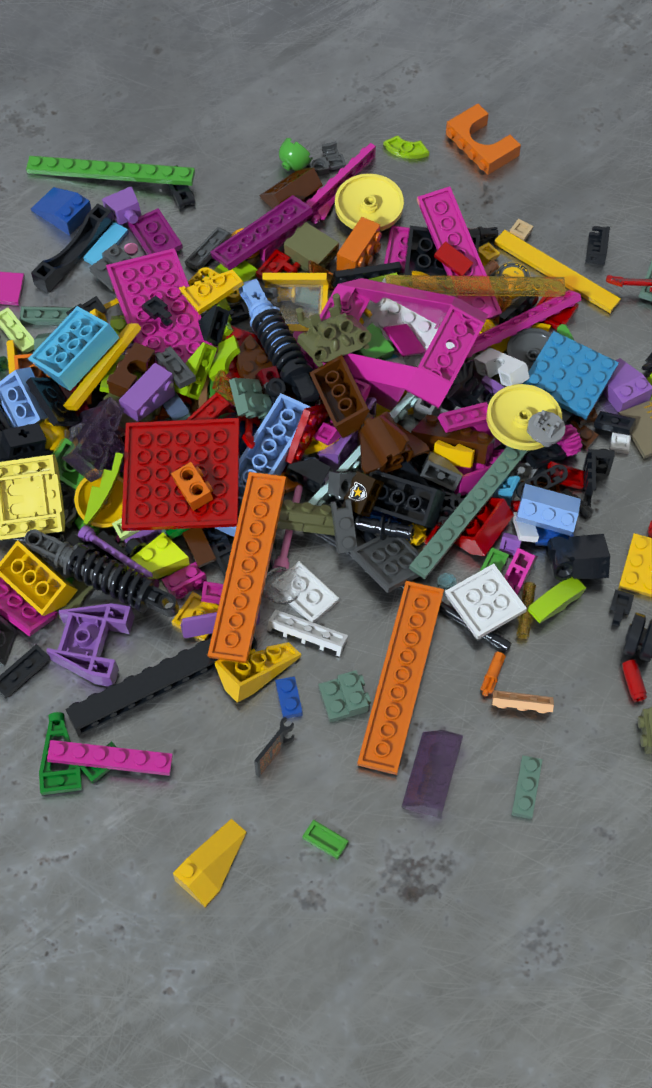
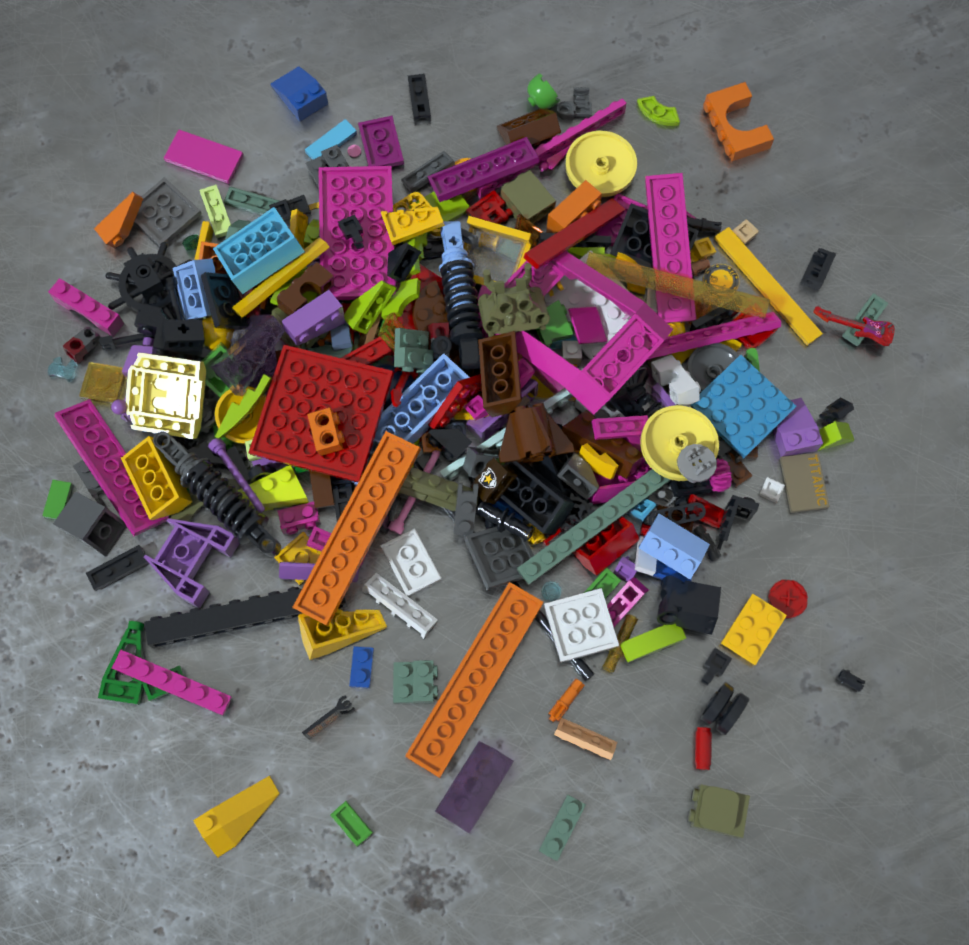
camera: 15 degrees right, 10 degrees up
(51, 271) = (270, 156): black arch -> none
(110, 170) = (358, 63): bright green plate -> none
(123, 206) = (358, 105): medium lavender torso -> none
(173, 363) = (349, 298): dark grey plate -> none
(282, 585) = (389, 550): clear tile -> none
(366, 263) = (573, 233): none -> red tile
(453, 259) = (662, 252): red tile -> none
(614, 423) = (772, 468): black plate -> none

